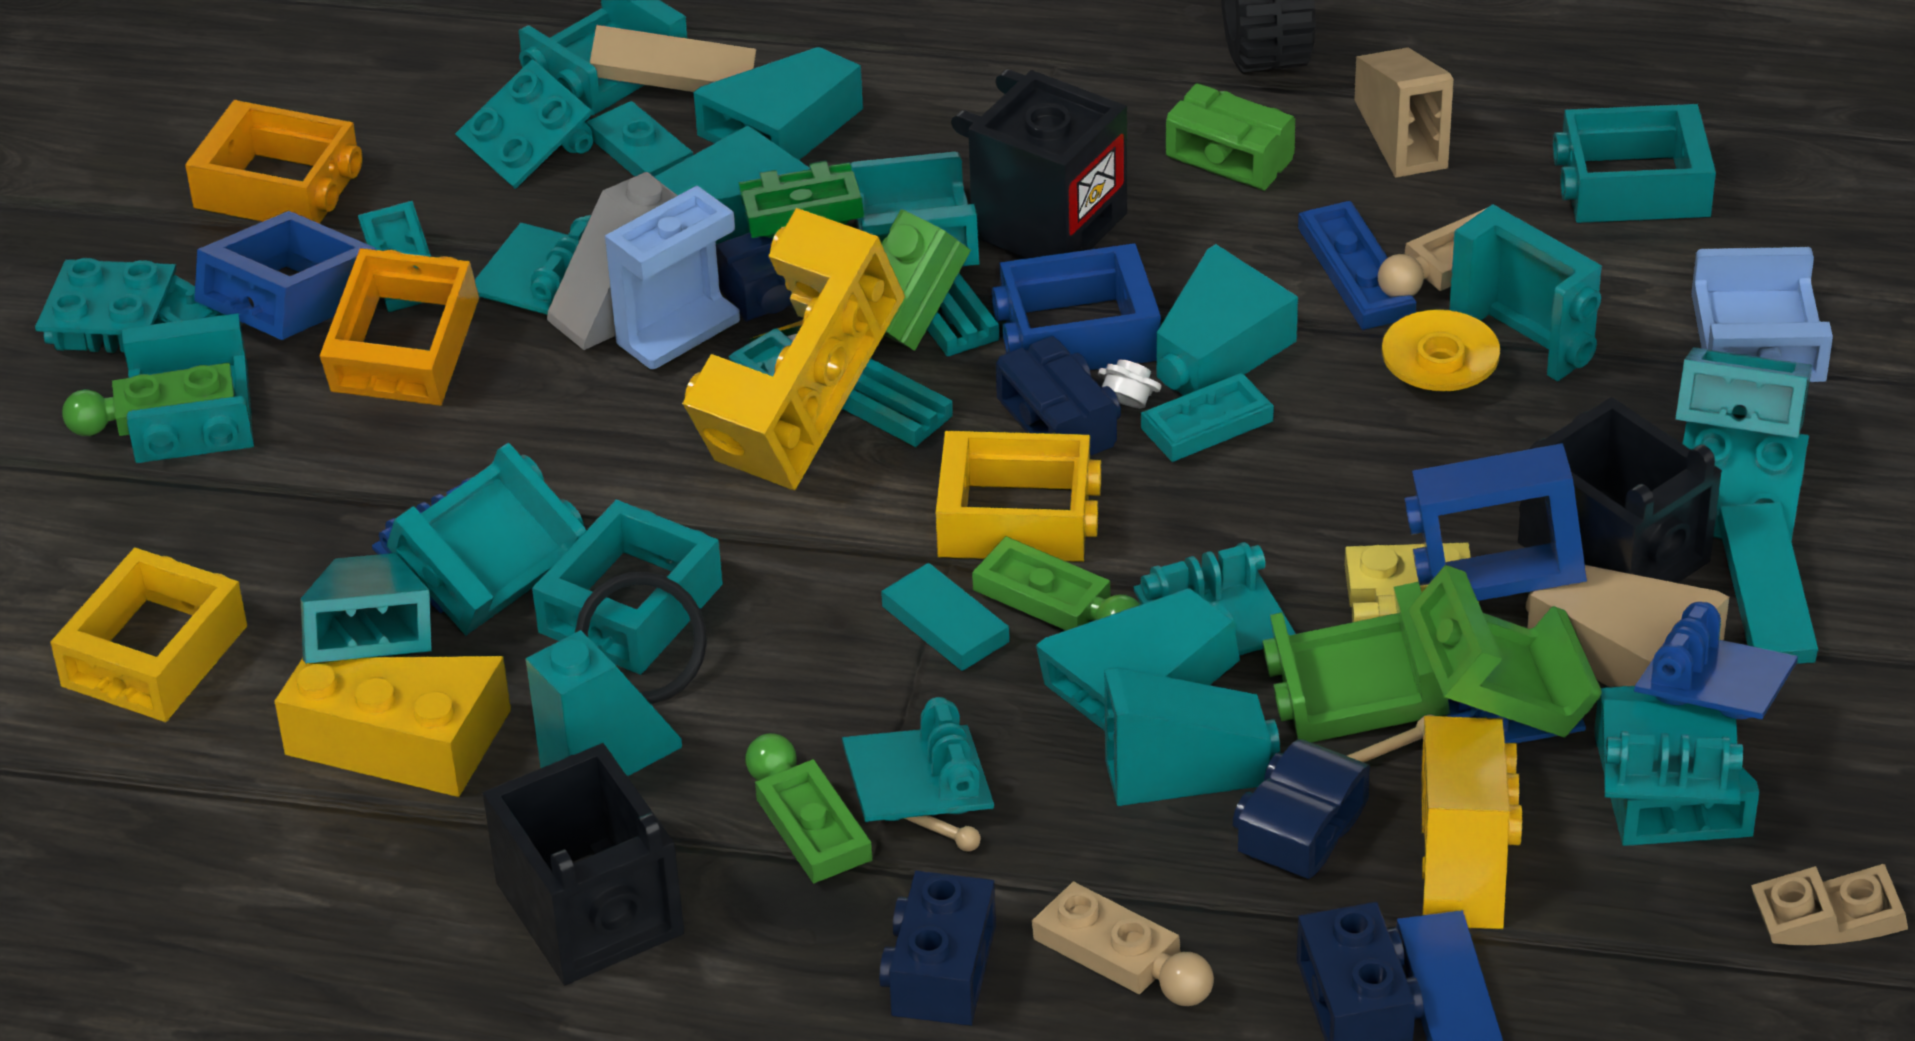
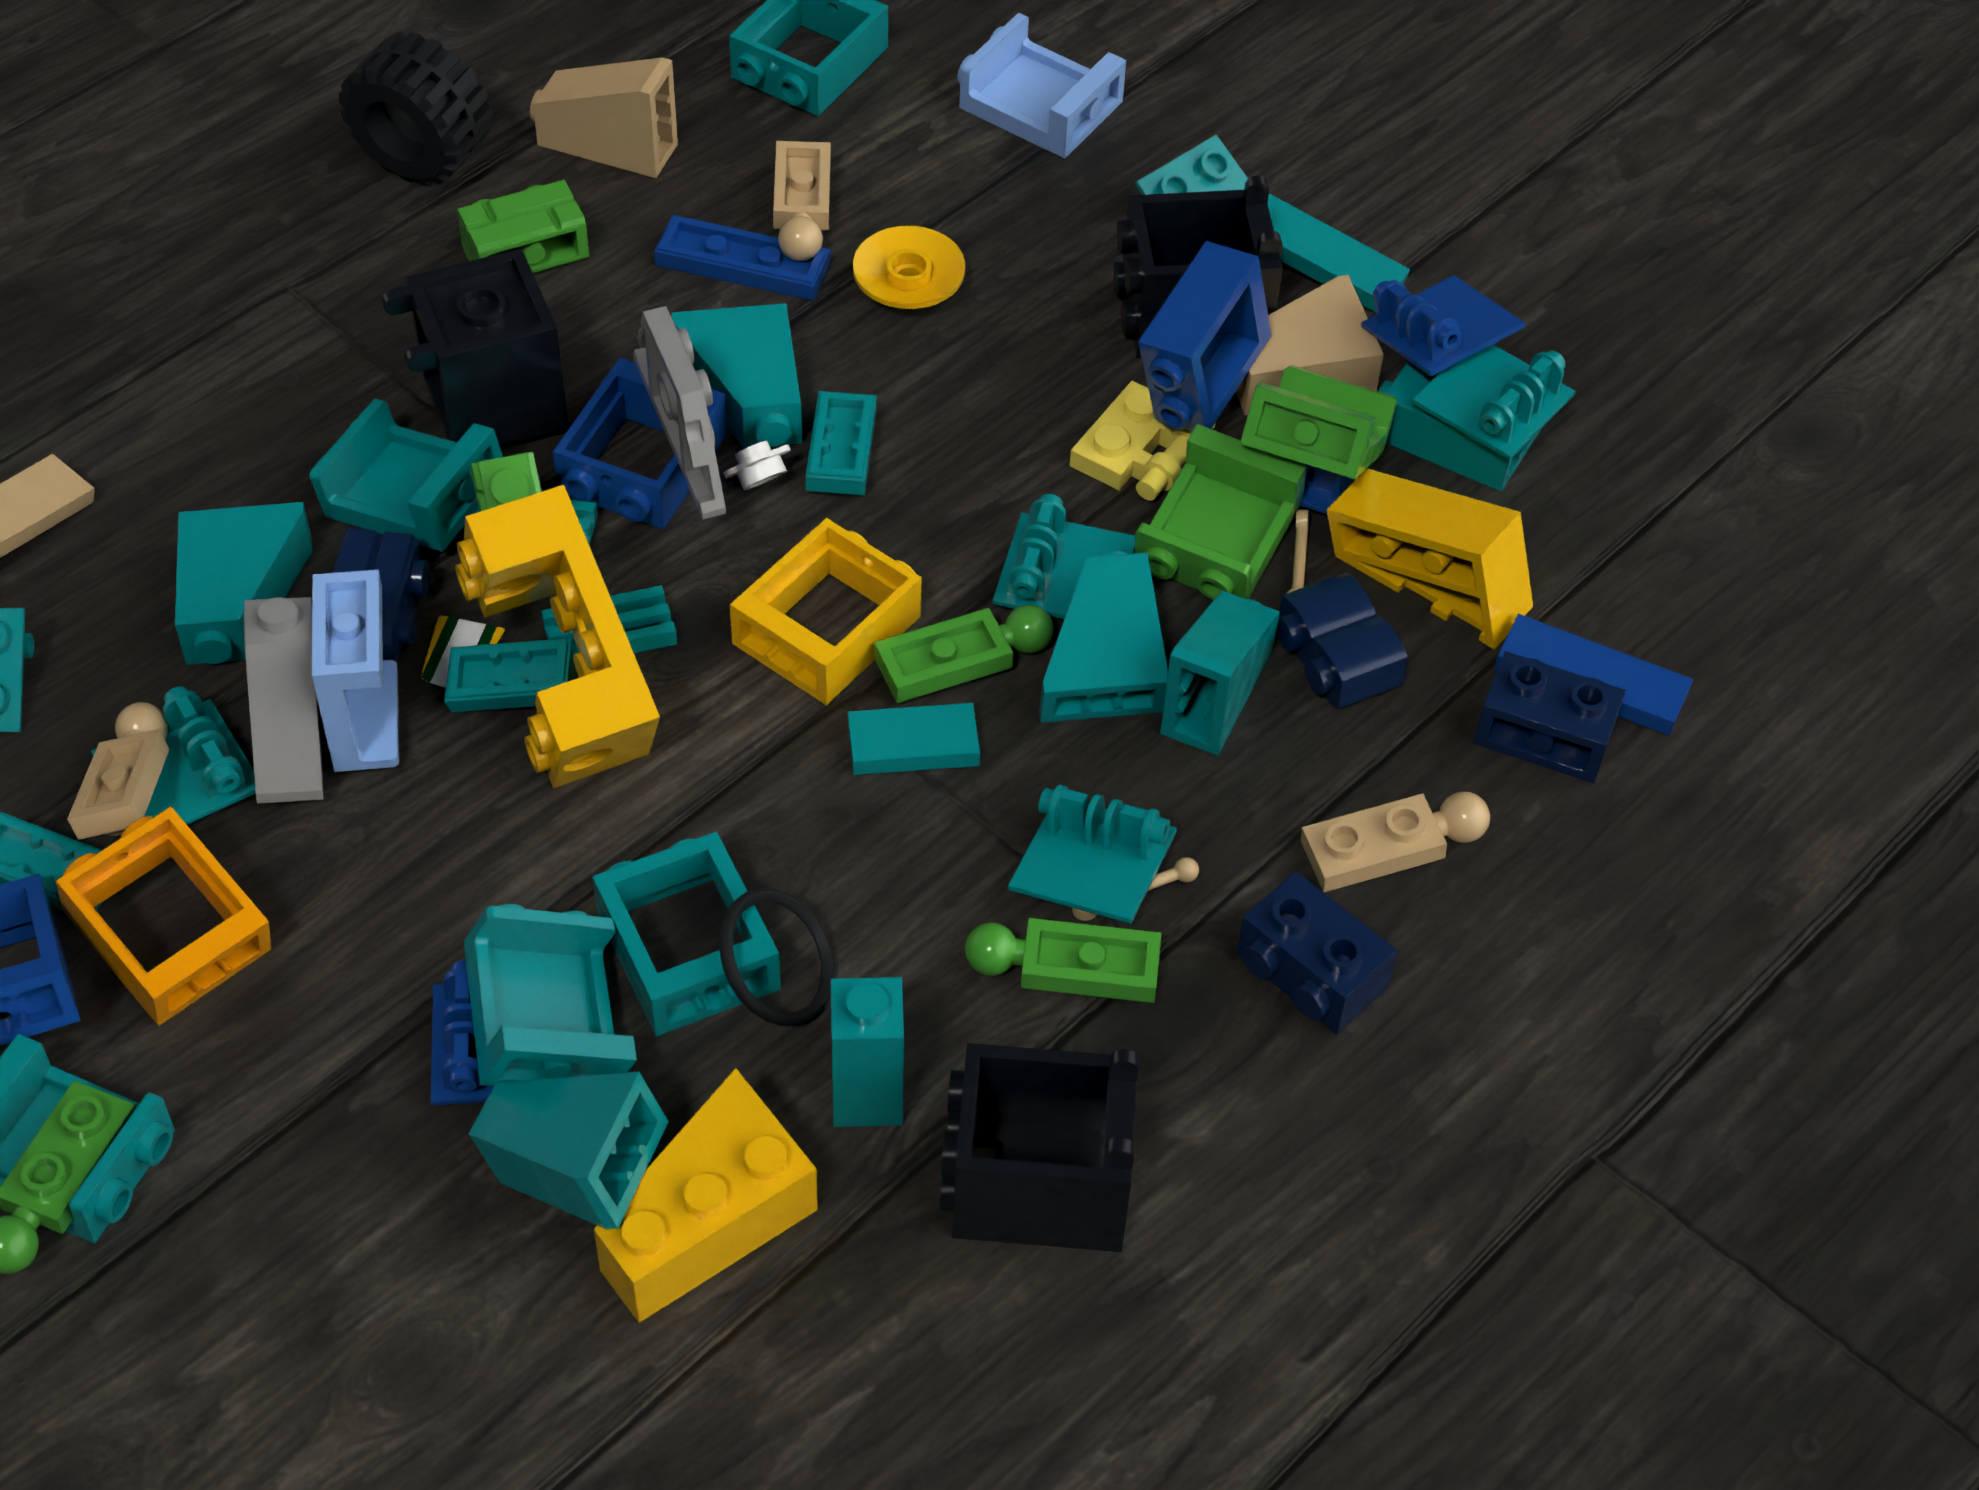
camera: 60 degrees left, 10 degrees up
(150, 684) = (423, 1407): yellow window -> none
(498, 237) = (122, 774): none -> tan plate
(637, 140) = (79, 606): teal plate -> none
(787, 101) = (147, 480): teal slope -> none
(819, 190) = (342, 524): green plate -> none
(1056, 395) = (755, 531): dark blue brick -> none
(1086, 276) = (681, 404): none -> light grey wing
(1528, 284) = (916, 172): teal panel -> none
(1720, 382) = (1139, 135): teal window -> none
(1839, 910) = (1661, 418): tan slope -> none

